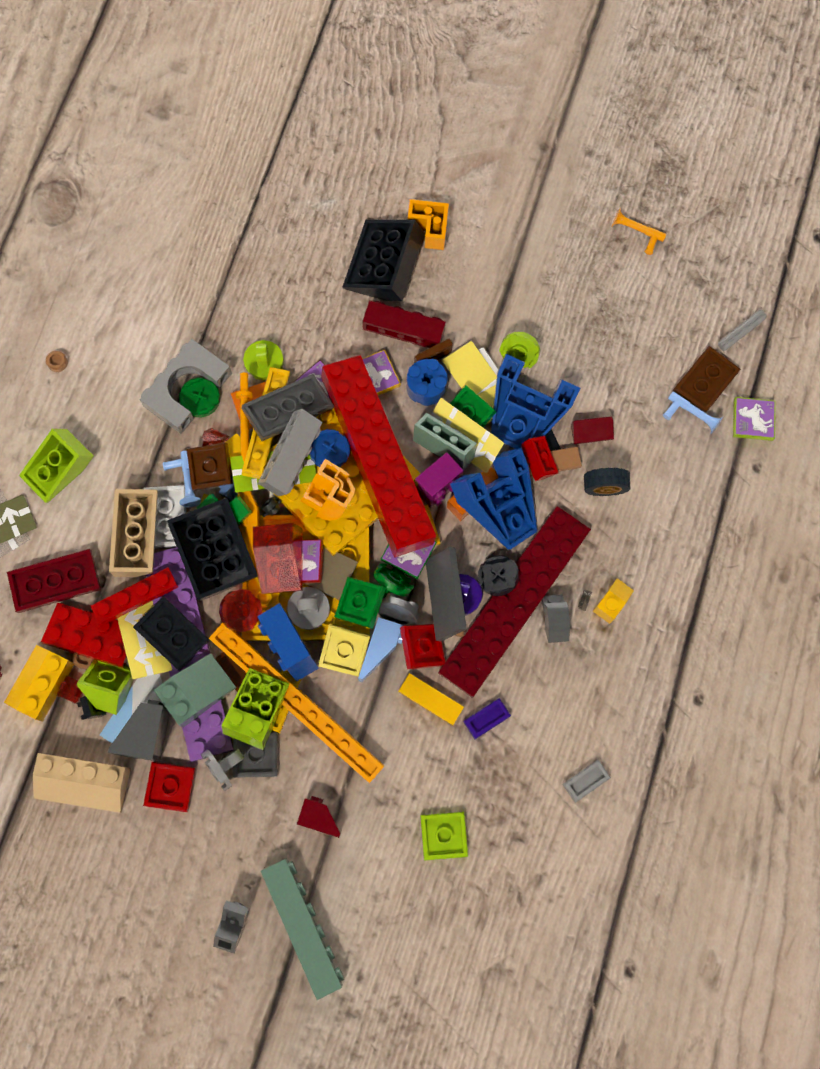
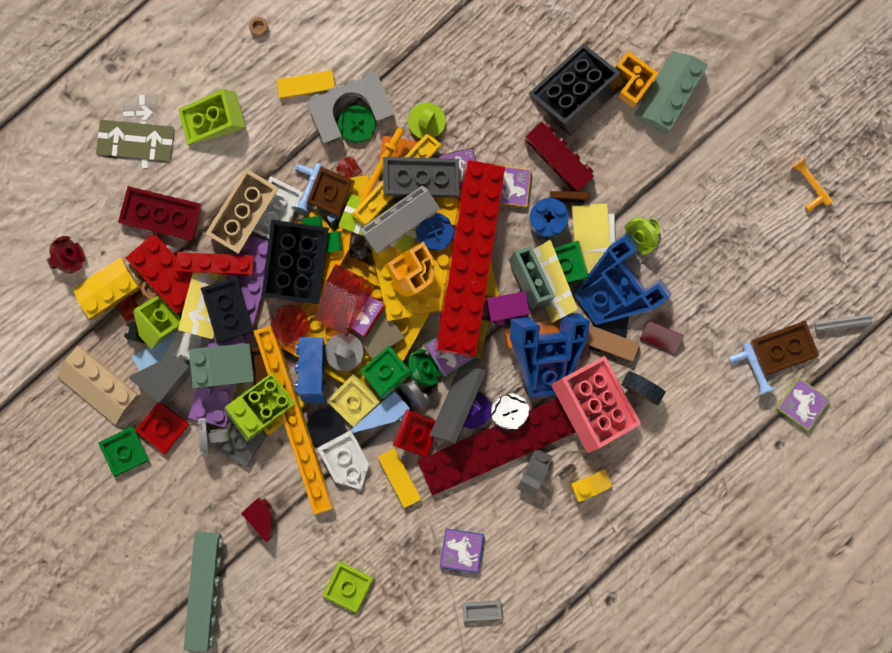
camera: 35 degrees right, 10 degrees up
(129, 388) = (305, 84): none -> yellow tile
(143, 834) = (123, 451): none -> green tile
(231, 926) = (150, 559): dark grey brick -> none
(332, 691) = (325, 425): none -> black tile
(369, 712) = (345, 460): none -> white tile
(468, 217) = (670, 91): none -> sand green slope
(487, 718) = (433, 518): dark purple tile -> none
(532, 733) = (461, 550): none -> tile
(539, 458) = (602, 335): red slope -> none
(573, 521) = (596, 404): none -> coral slope

